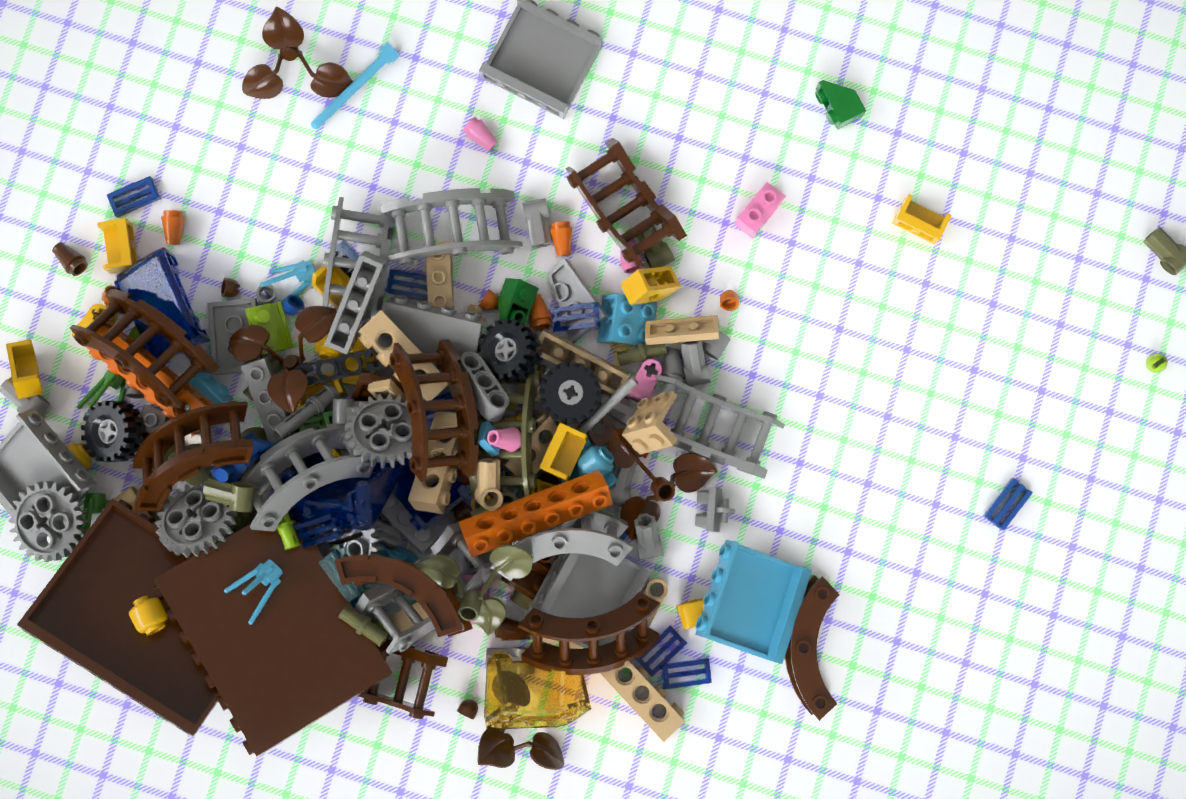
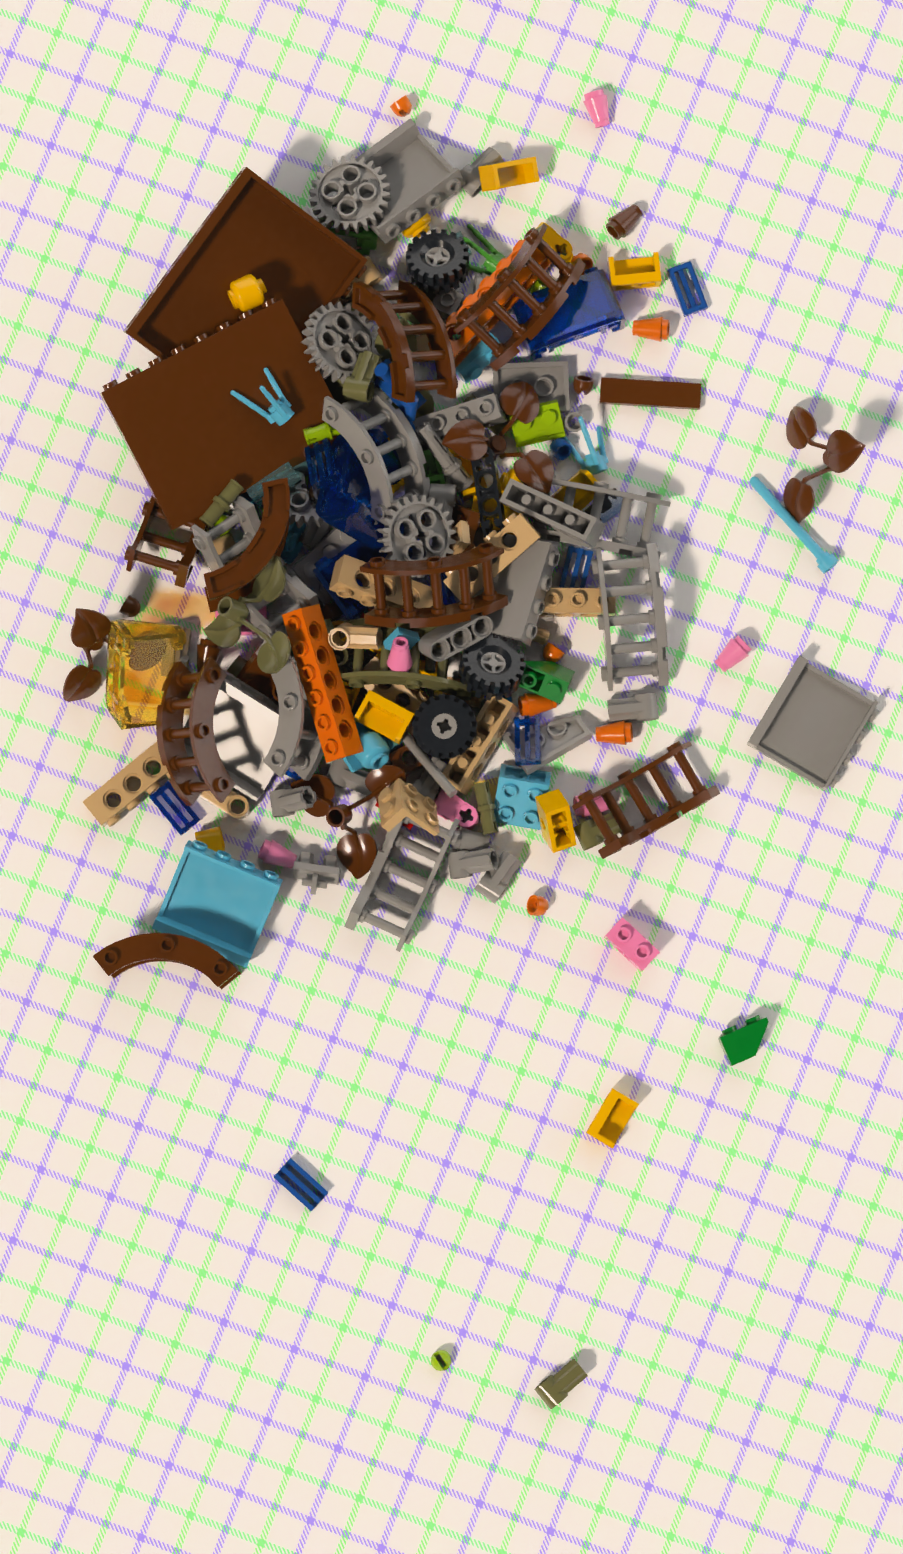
camera: 95 degrees right, 0 degrees up
(236, 225) = (650, 393): none -> reddish brown tile
(665, 675) = (149, 809): clear blue tile -> none
(682, 330) = (505, 849): tan plate -> none
(698, 551) = (276, 854): none -> bright pink cone

